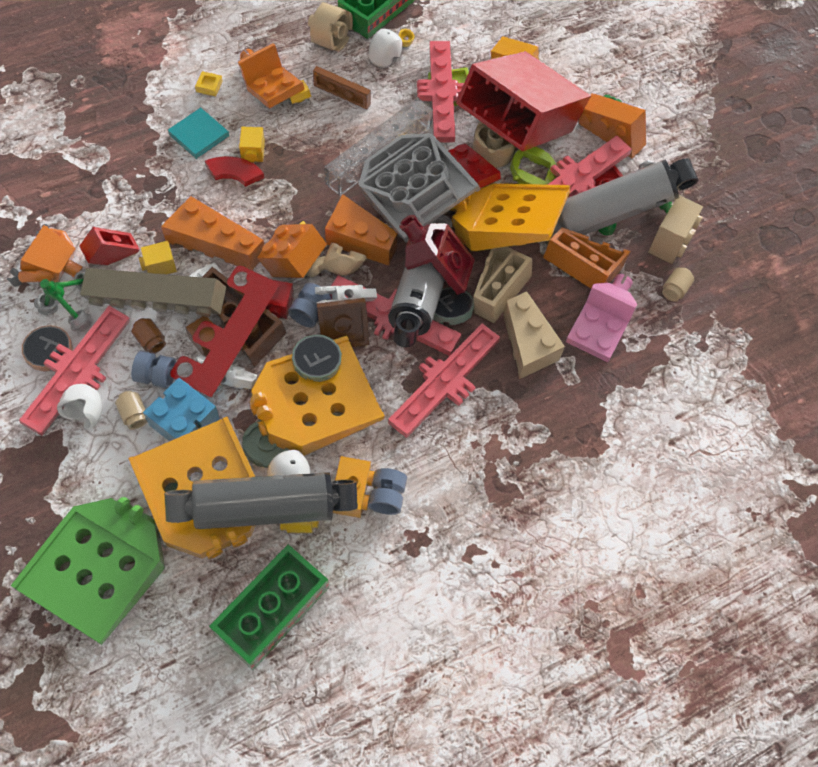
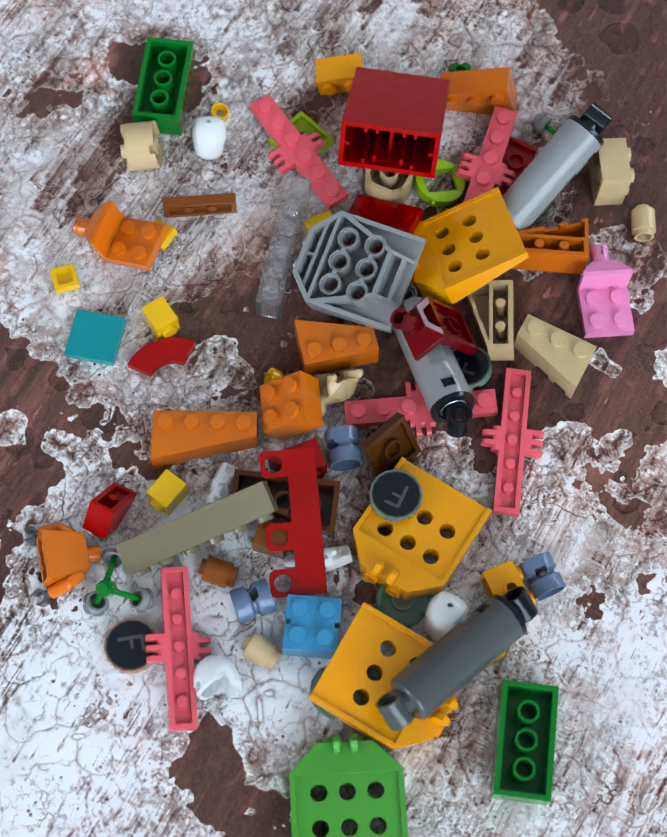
camera: 30 degrees left, 5 degrees up
(352, 291) = (374, 418): white hinge -> none

